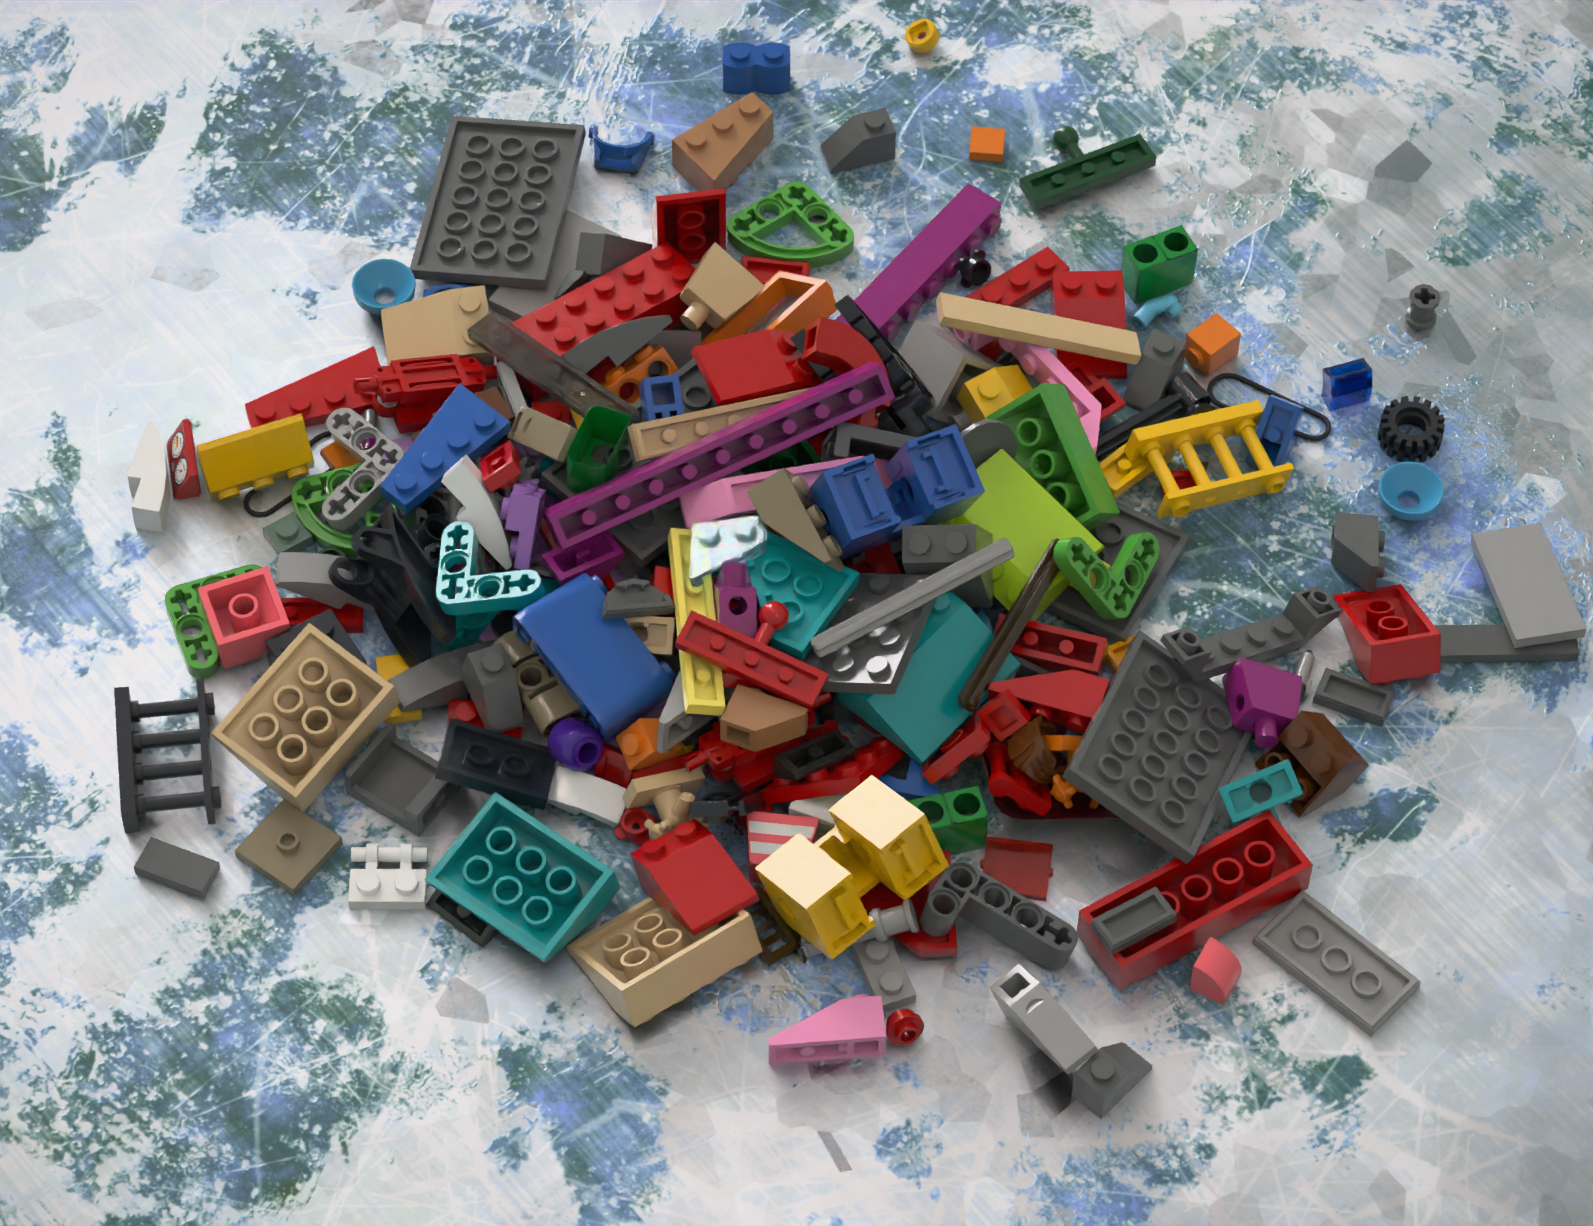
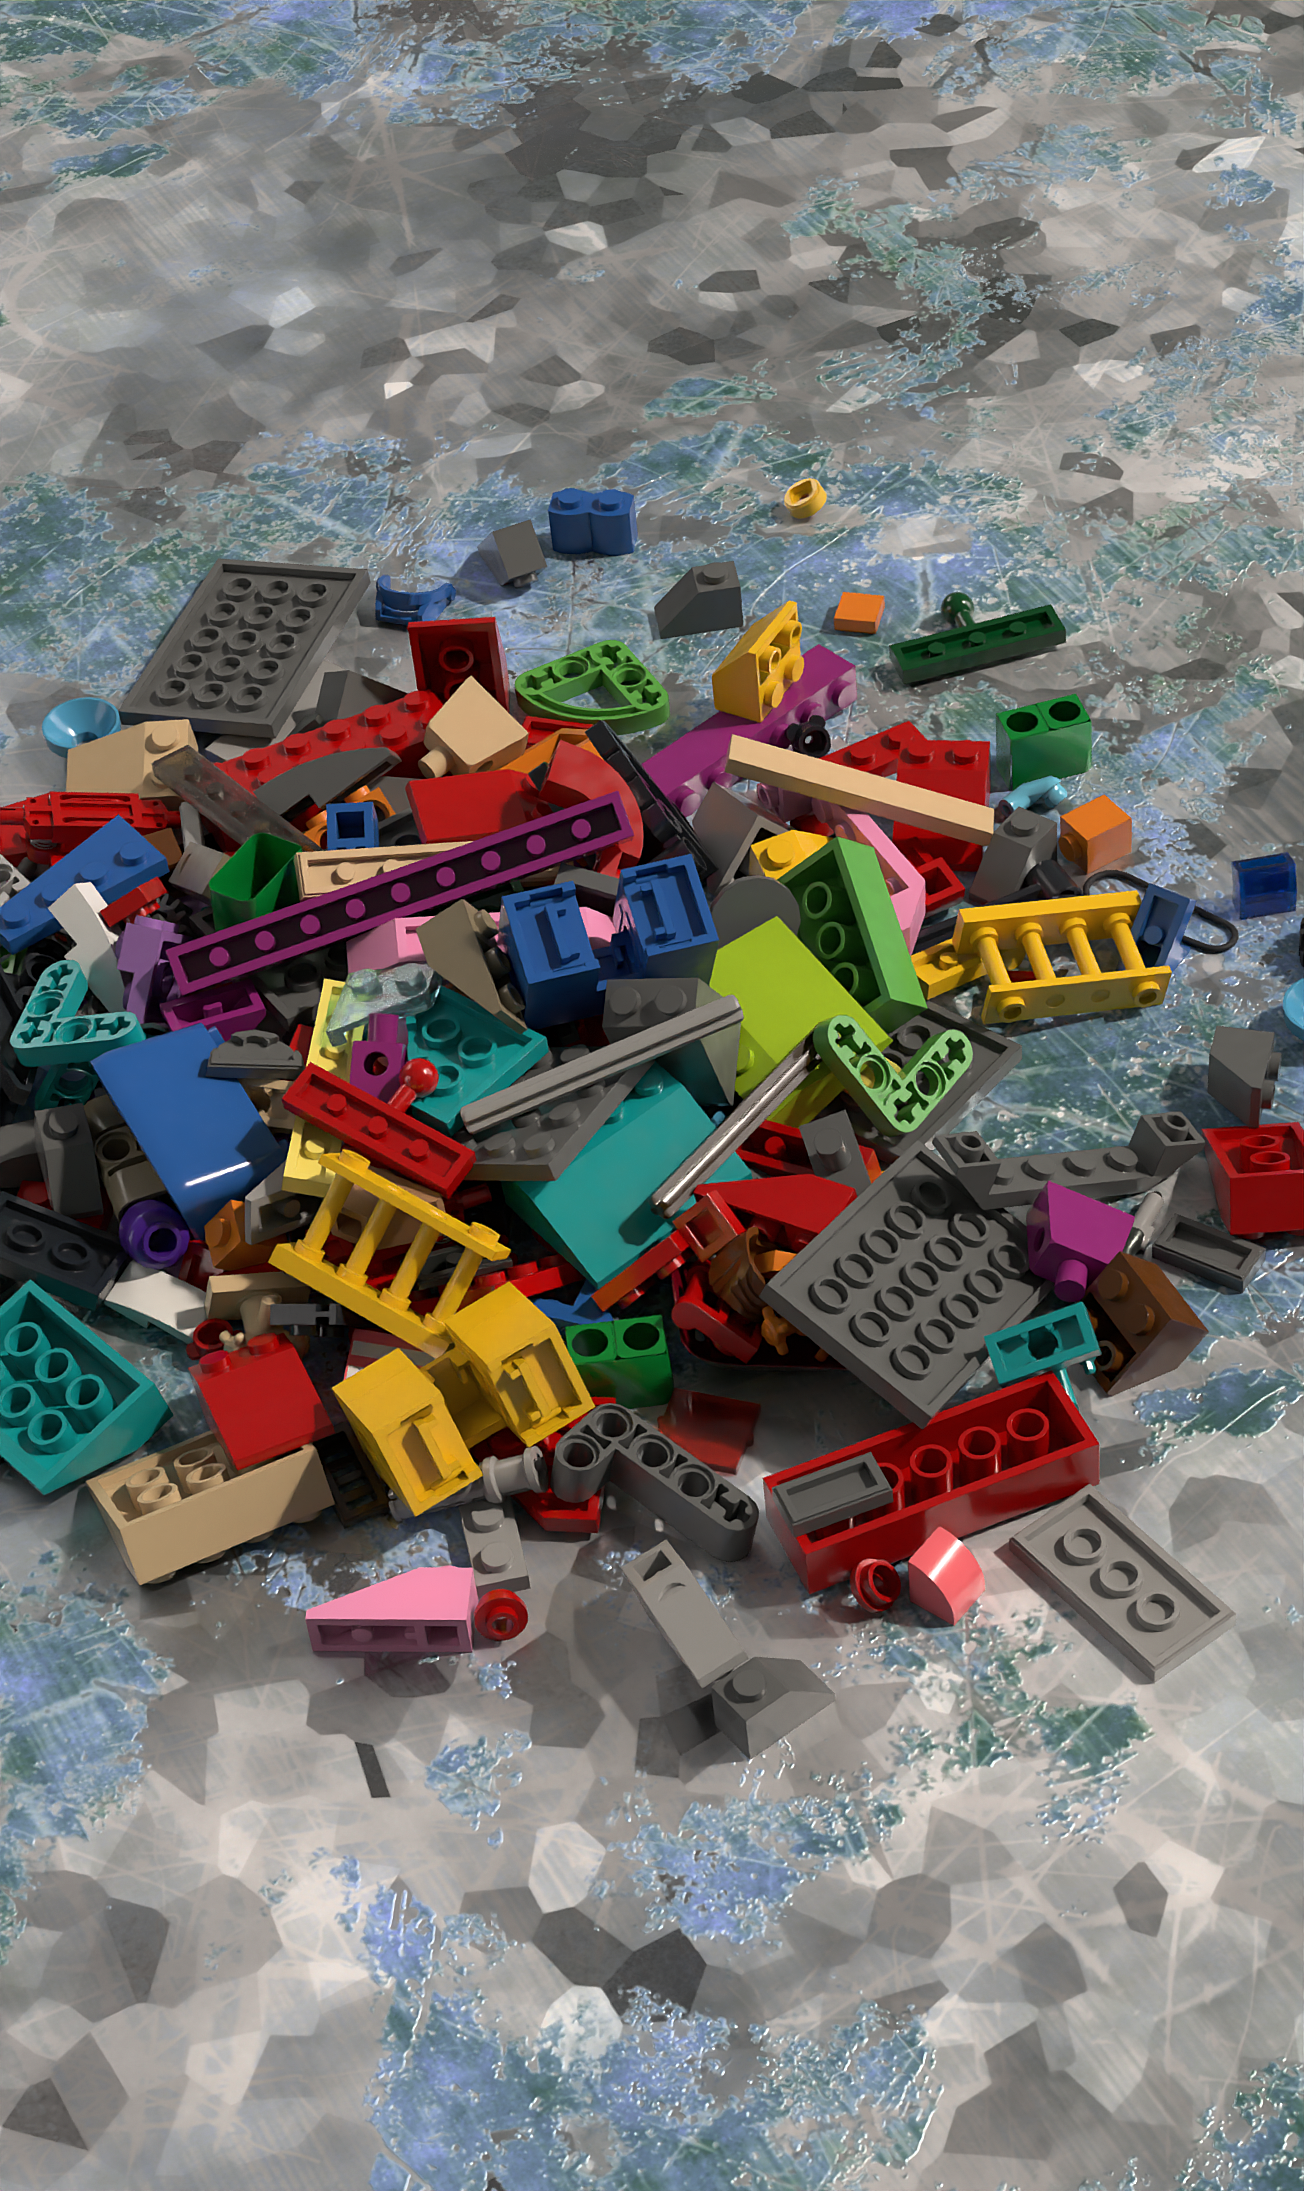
camera: 15 degrees right, 10 degrees down
(695, 99) = (513, 554): none -> dark grey slope
(723, 144) = (536, 596): medium nougat wedge -> none
(779, 797) = (348, 1281): none -> yellow fence
(933, 211) = (760, 666): none -> yellow slope
(1082, 646) = (835, 1151): none -> dark grey tile
(1166, 981) = (875, 1585): none -> red plate

